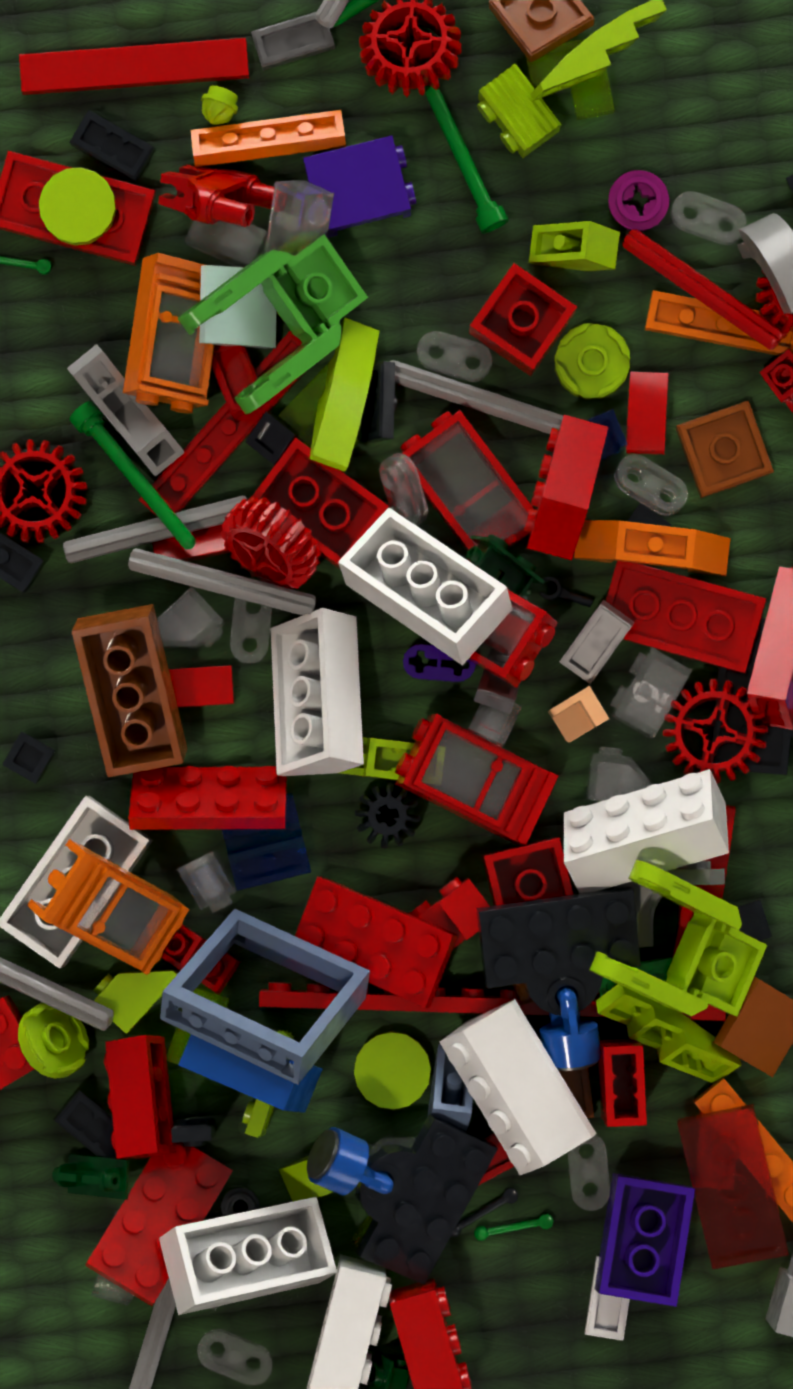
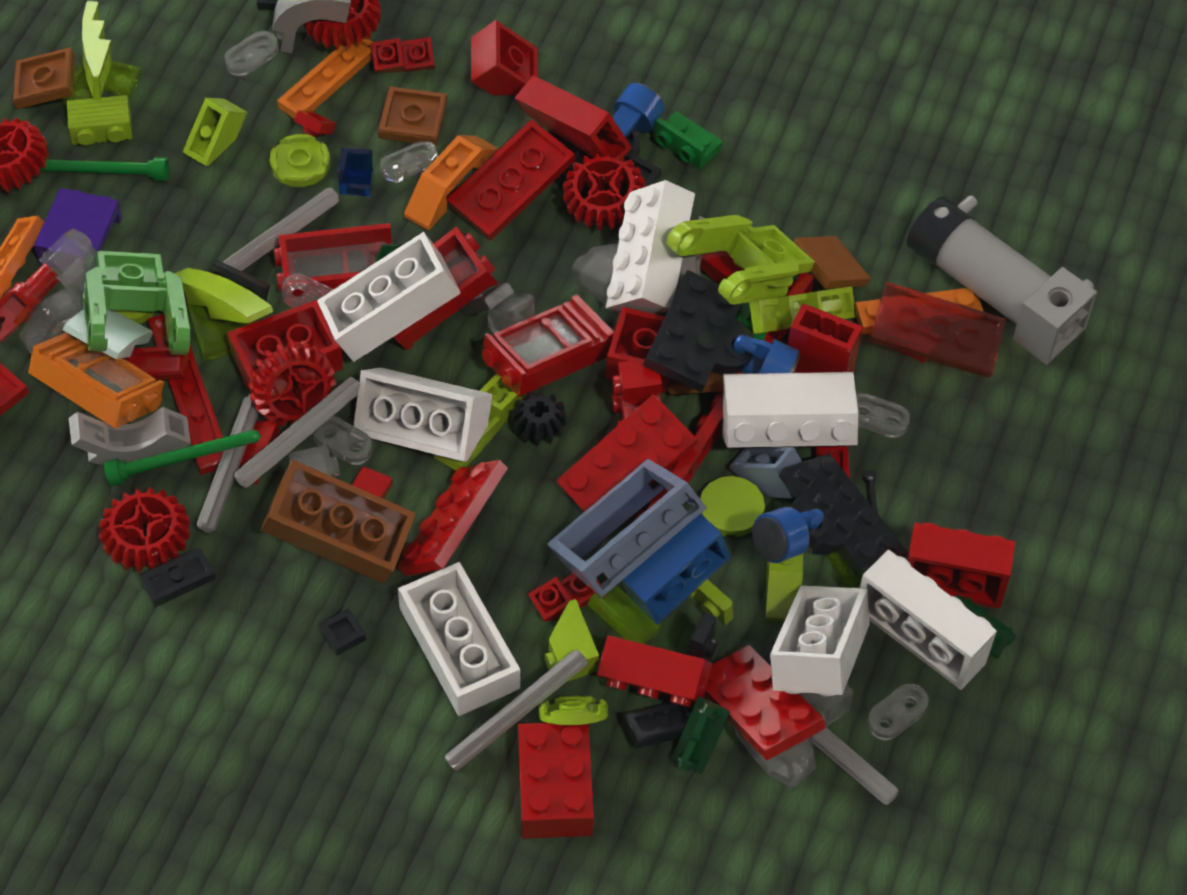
camera: 65 degrees left, 30 degrees down
(112, 909) = (497, 602): orange door -> none
(208, 881) = (514, 548): clear slope -> none
(267, 854) = (512, 511): clear blue slope -> none
(271, 436) = (215, 362): black plate -> none
(431, 672) = (444, 337): dark purple beam -> none
(455, 353) = (236, 232): clear plate -> none
(522, 319) = (243, 175): red brick -> none
(544, 1221) = (900, 464): green hinge -> none
(567, 487) = (377, 187): red brick -> none
(578, 714) = (541, 271): light nougat panel -> none
(596, 642) = (496, 236): flat silver tile -> none
(606, 1313) = (981, 449): white tile -> none
(644, 1240) = (948, 395): dark purple brick -> none
(647, 349) = (314, 123): none -> red plate
(647, 413) = (354, 135): red slope -> none
(649, 187) = (207, 77): magenta gear -> none
(650, 692) = (553, 224): clear brick -> none
(703, 289) = (297, 70): red axle -> none

